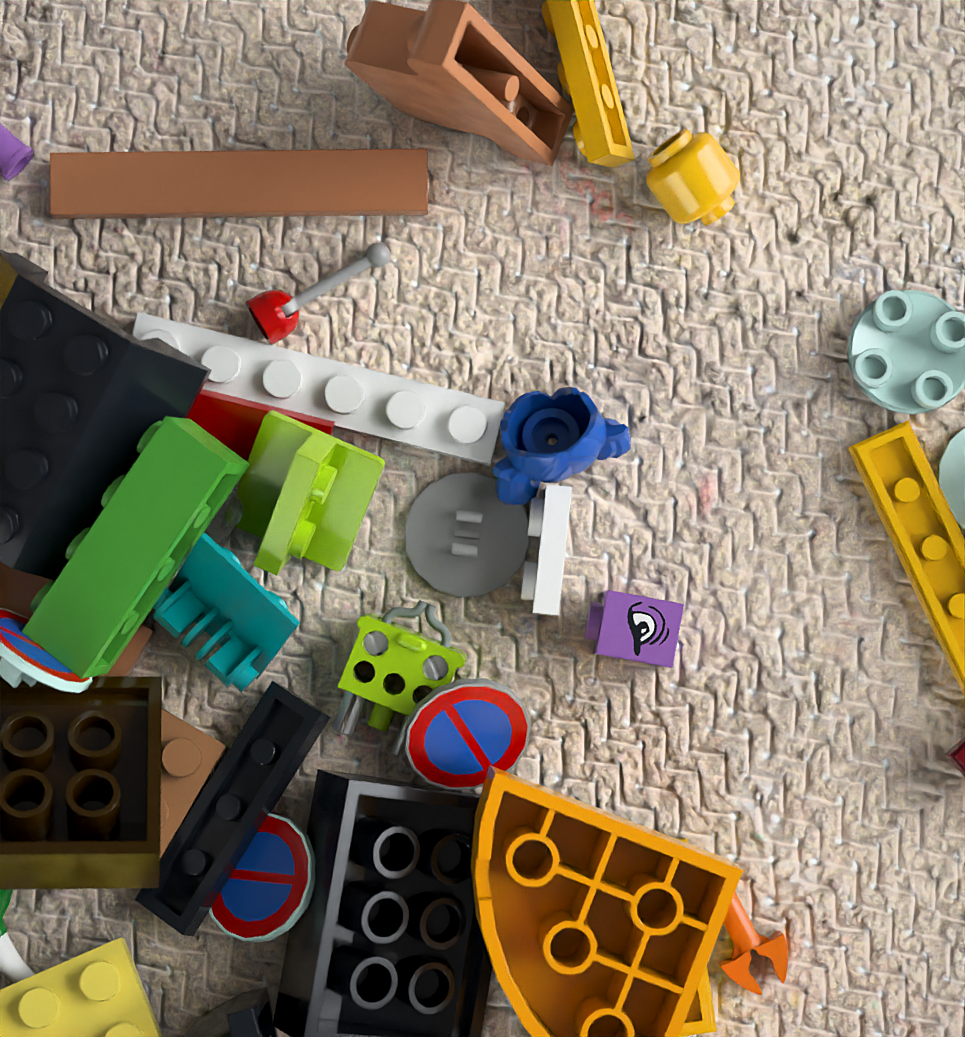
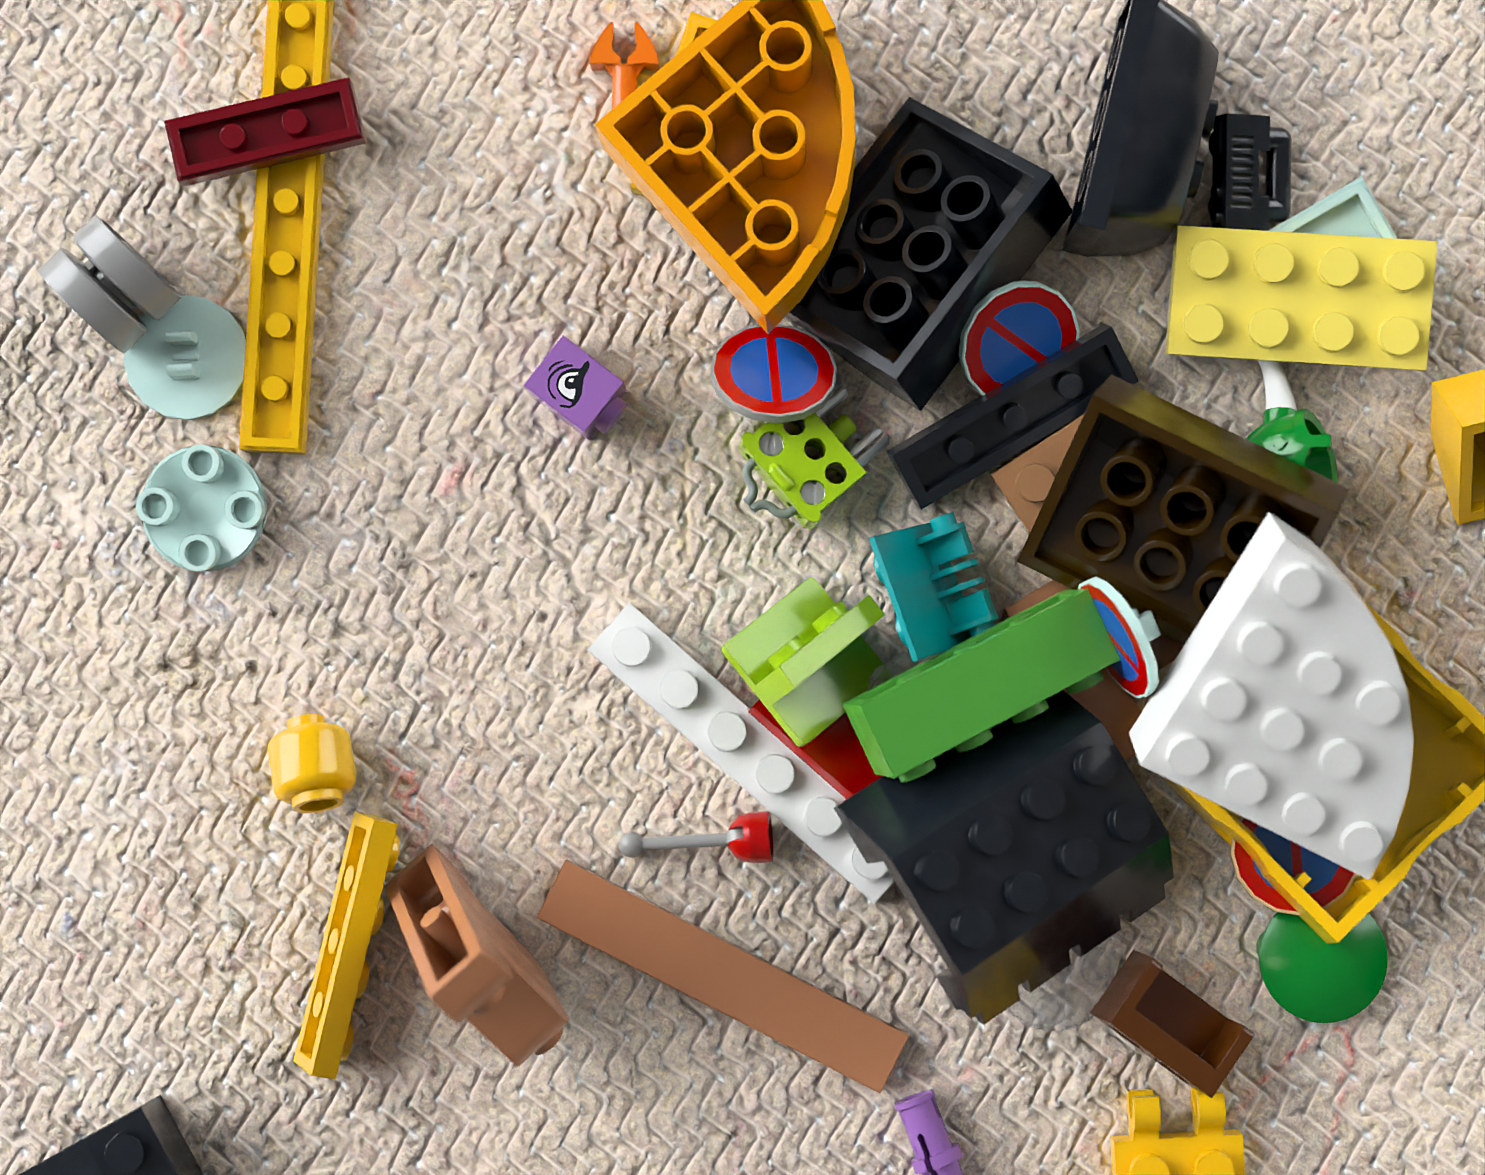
camera: 150 degrees left, 0 degrees up
(465, 535) = (682, 552): light grey piece -> none
(550, 523) = (603, 520): white plate -> none
(580, 438) = (538, 578): blue hair -> none

